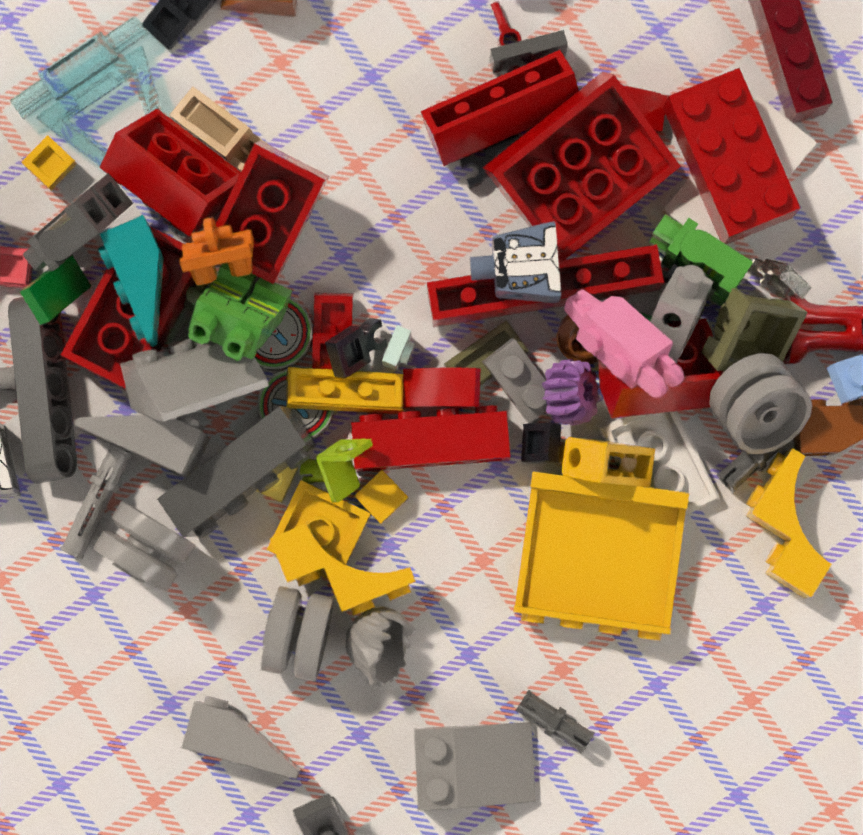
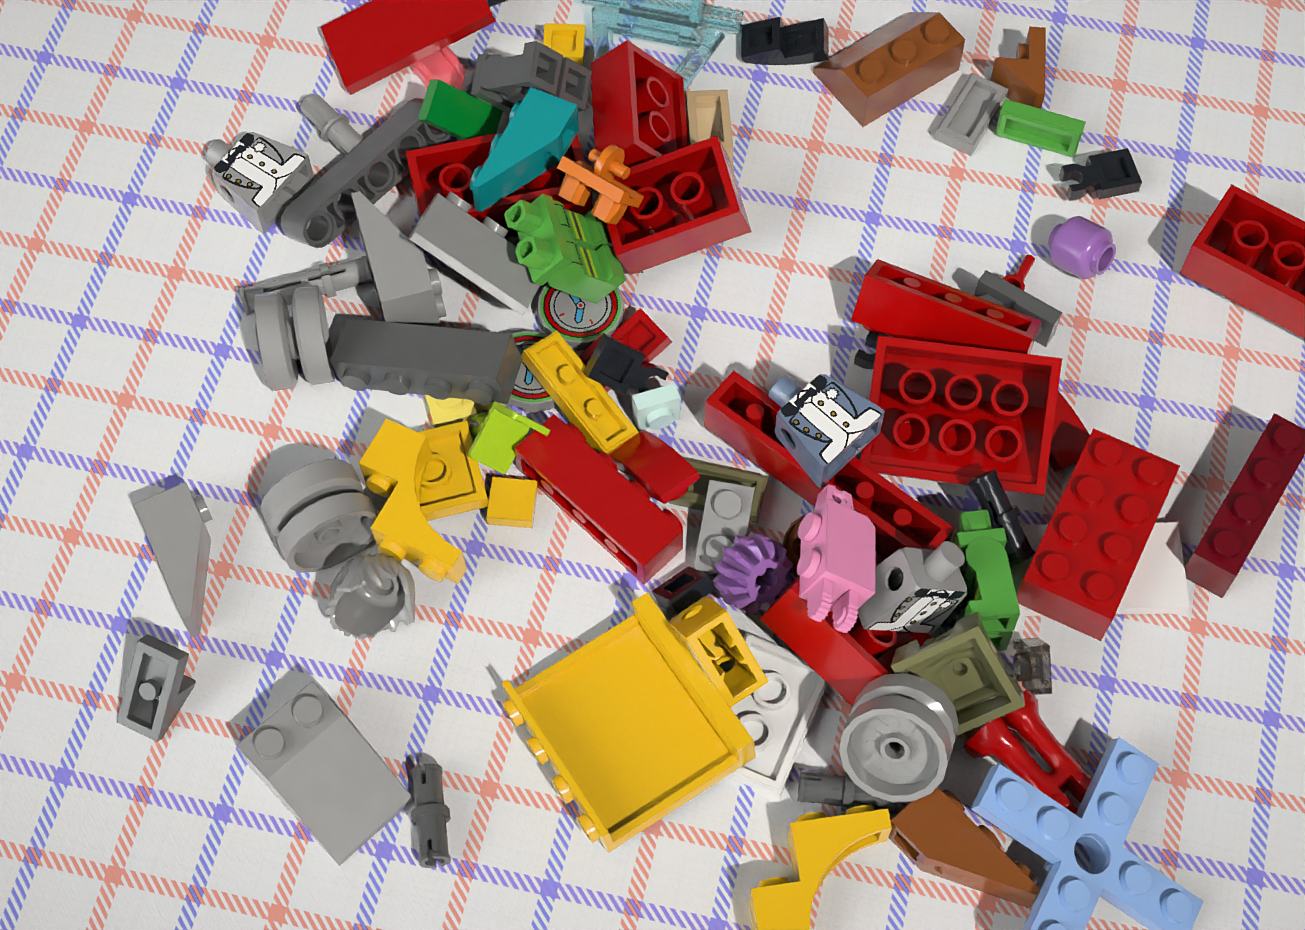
camera: 50 degrees right, 20 degrees down
(670, 204) = (1002, 515): none -> black pin

